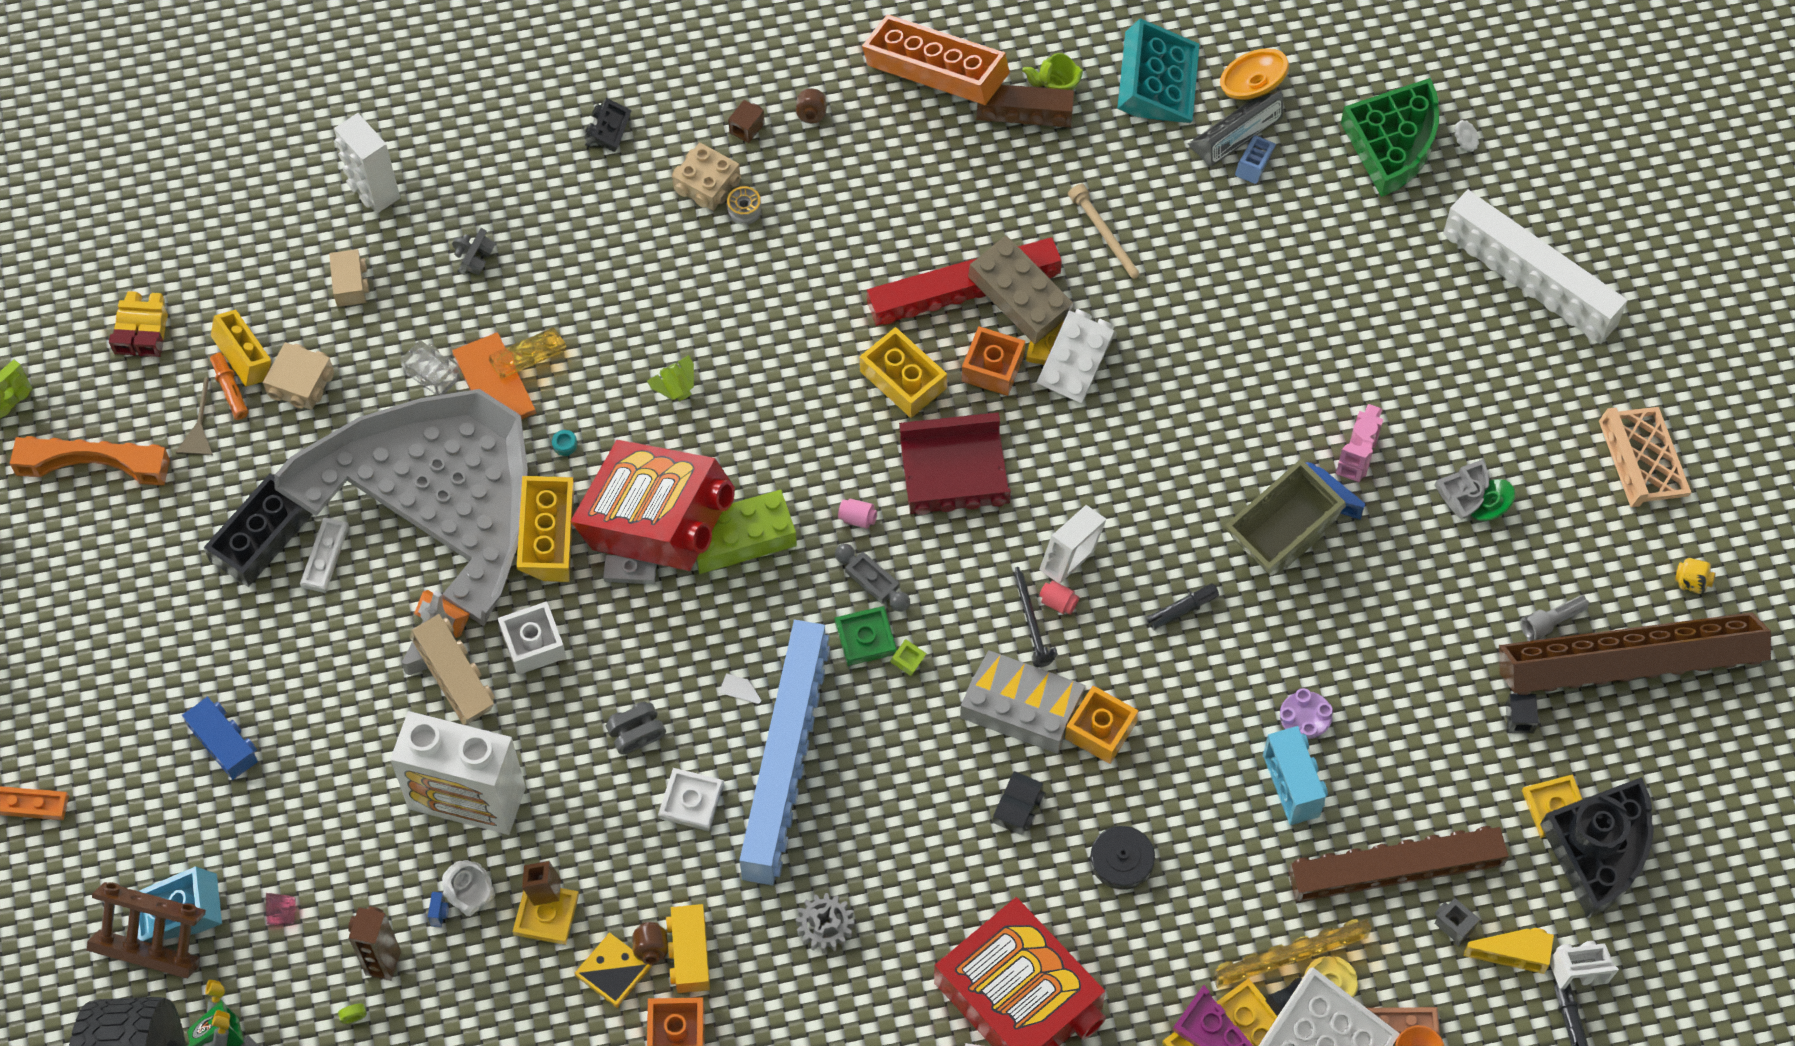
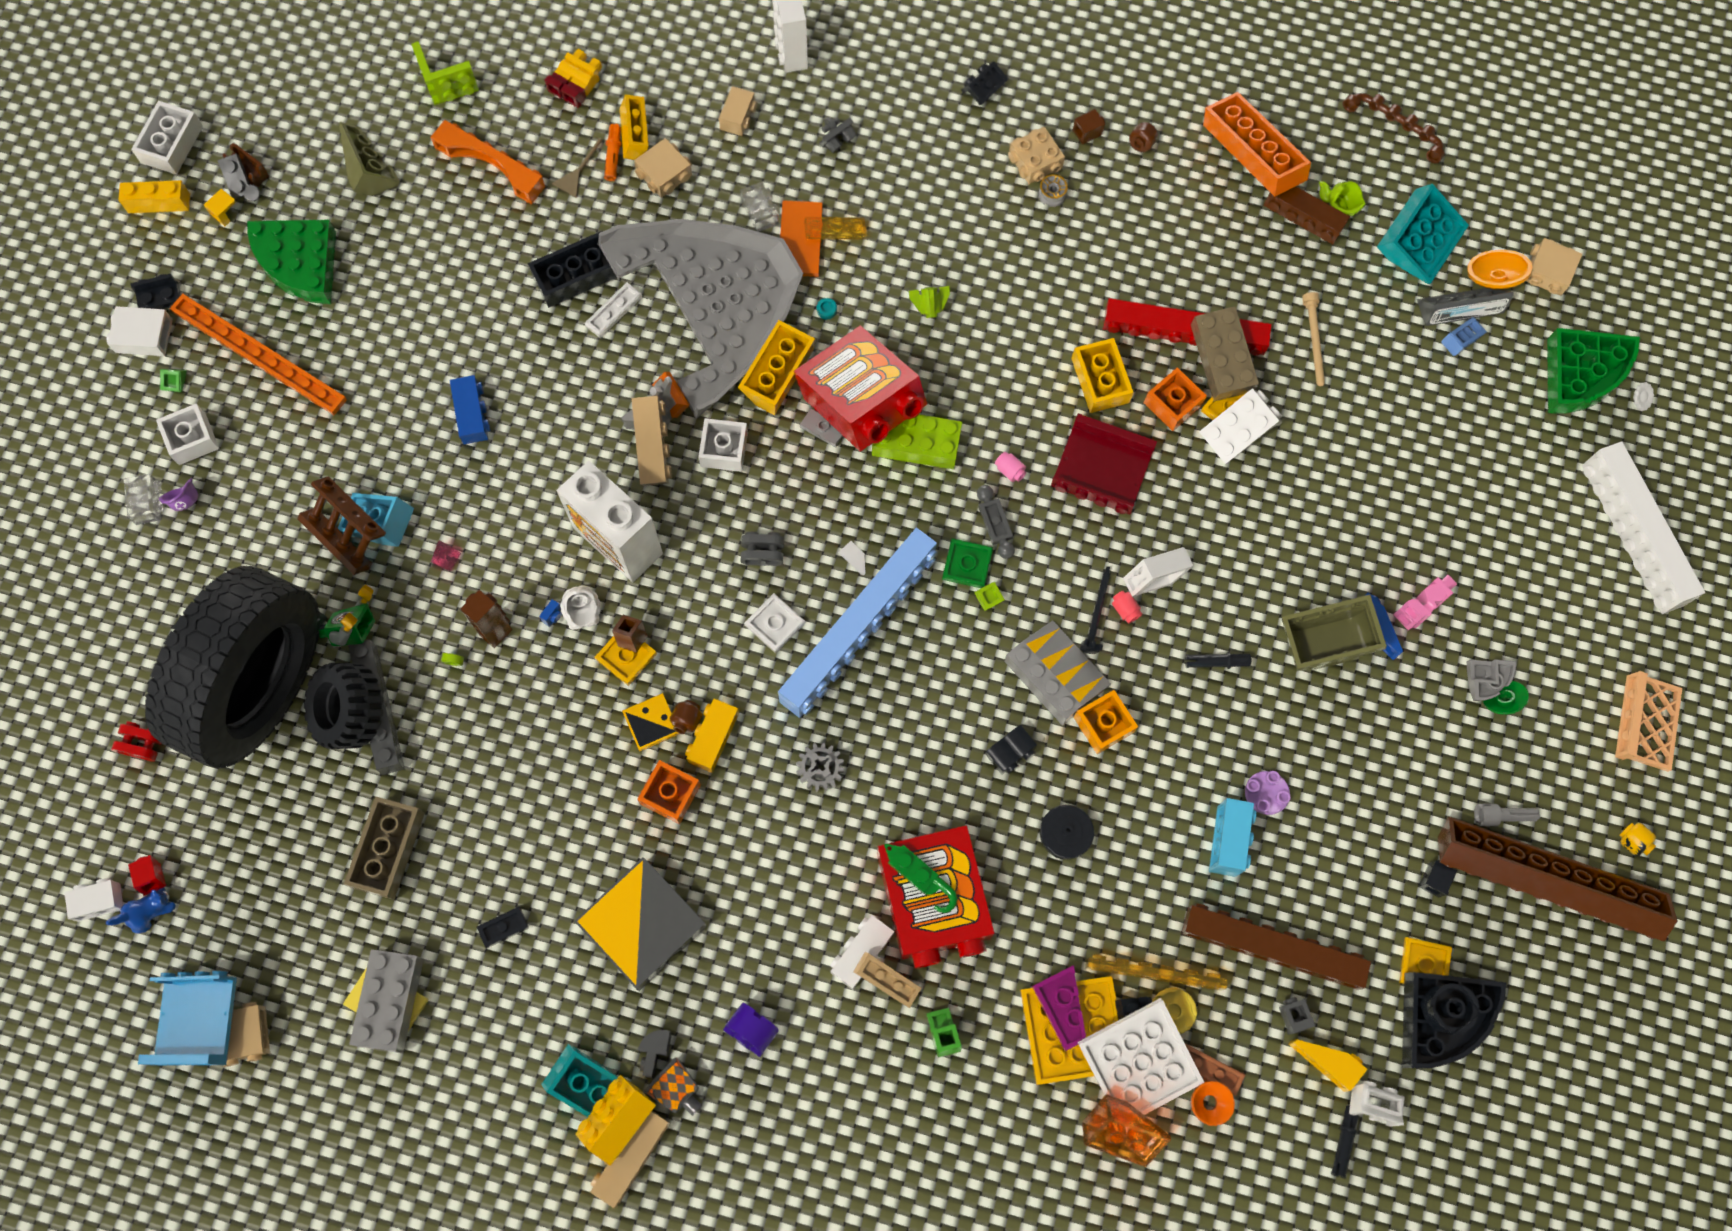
camera: 25 degrees right, 10 degrees up
(994, 970) = (920, 875): none -> green plate
(1307, 46) = (1553, 266): none -> tan brick

